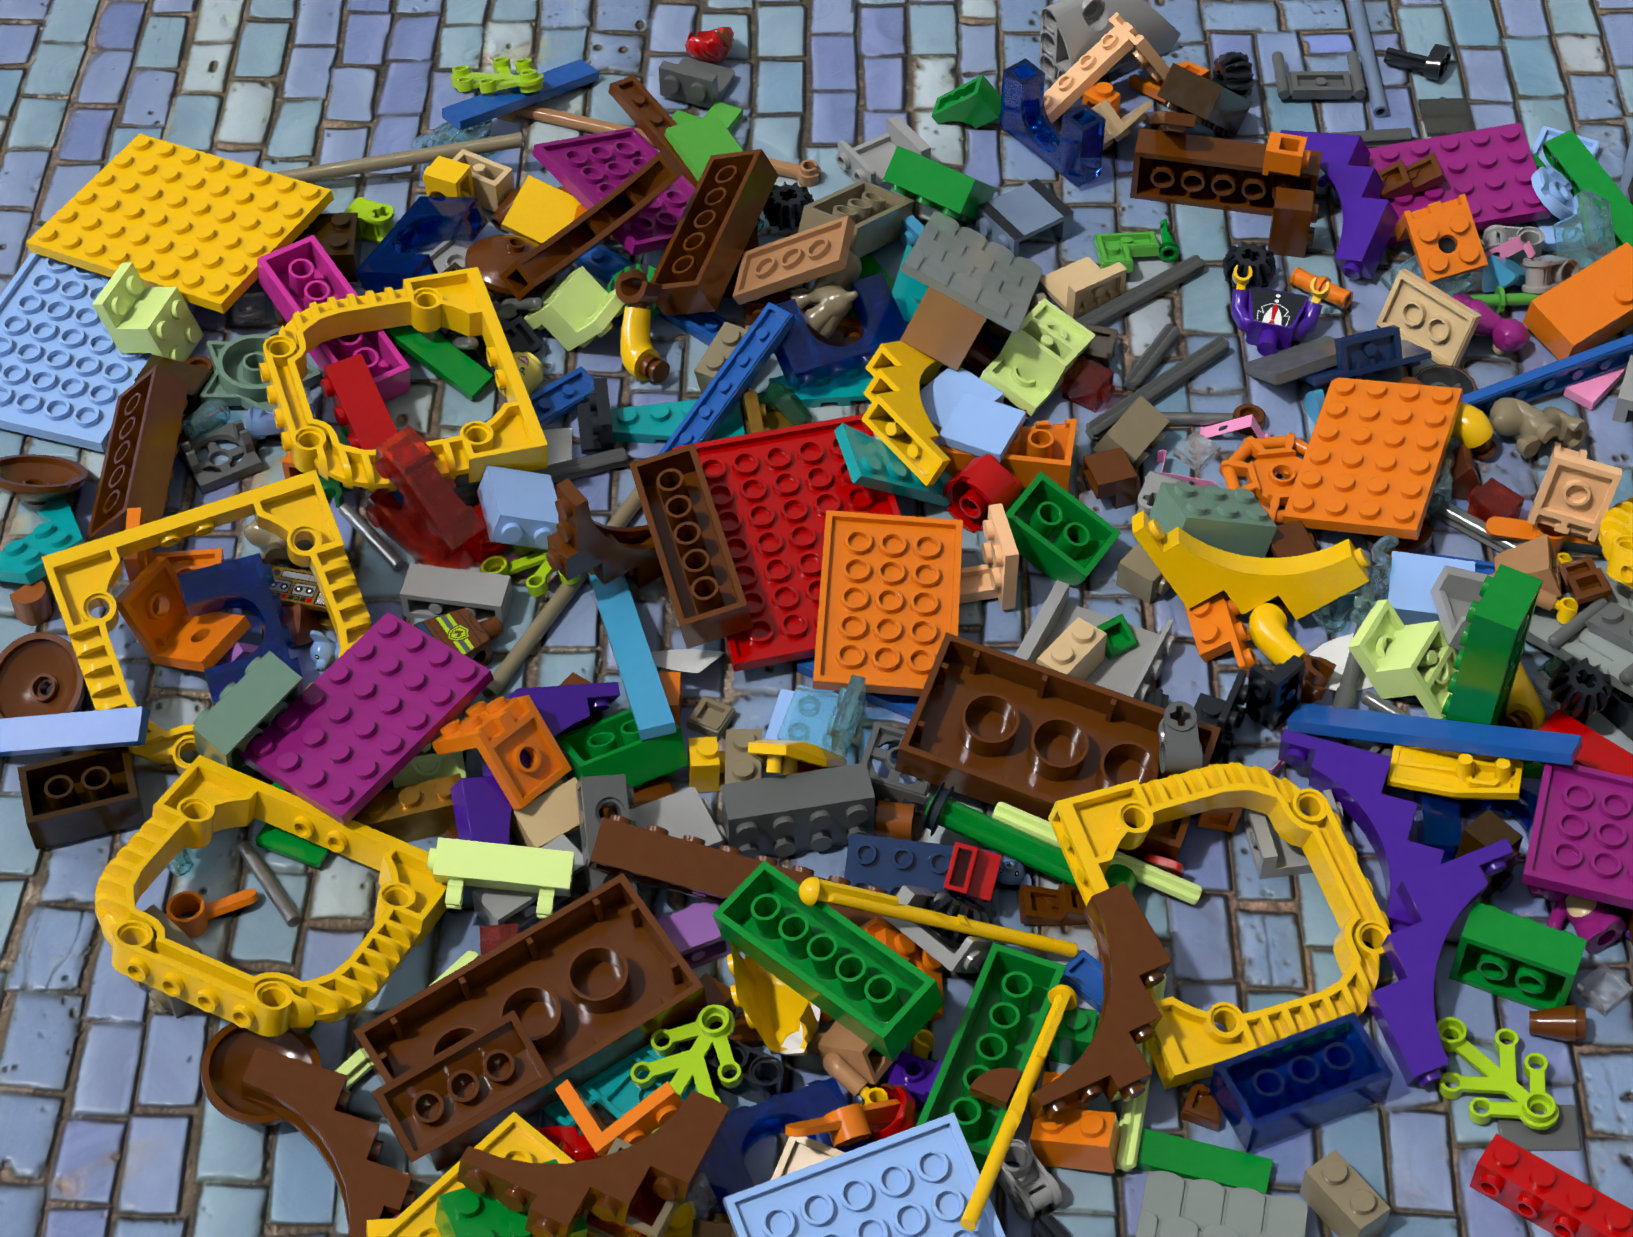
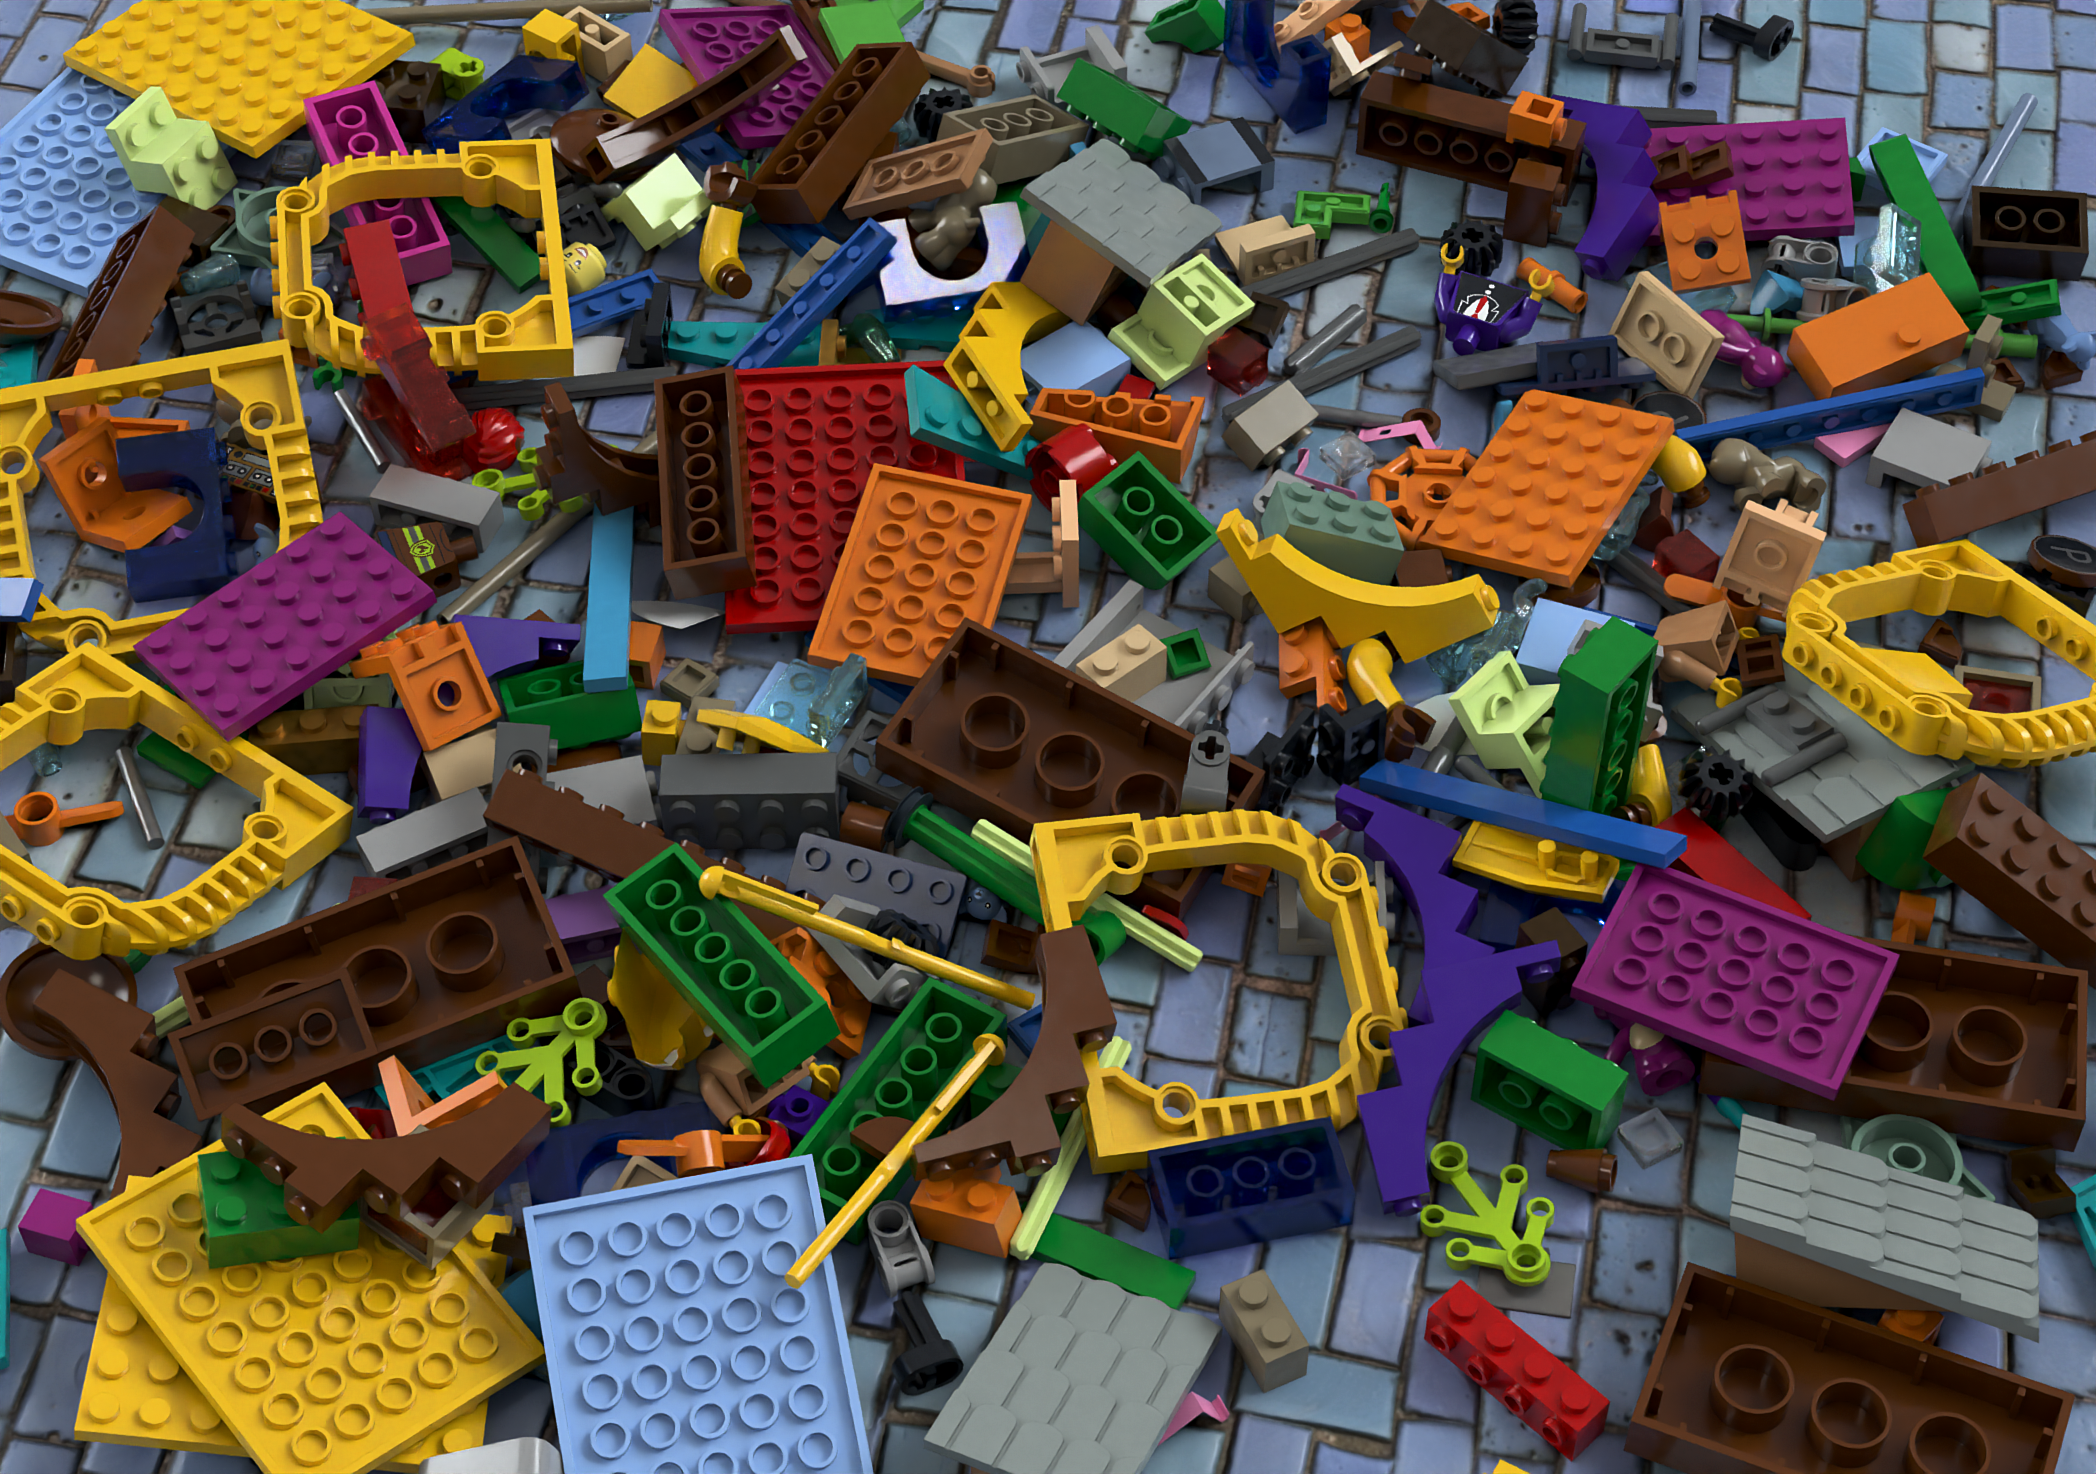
camera: 10 degrees right, 0 degrees up
(246, 709) = (148, 598): sand green brick -> none
(503, 868) = (389, 812): yellowish green brick -> none
(518, 506) = (514, 413): light blue brick -> none
(972, 872) = (928, 893): red piece -> none
(981, 426) = (1087, 392): light blue tile -> none
(1111, 476) = (1231, 469): reddish brown piece -> none
(1446, 116) = (1767, 101): clear smoke piece -> none
(1511, 247) = (1787, 266): bright pink piece -> none
(1554, 192) = (1861, 202): light blue tile -> none

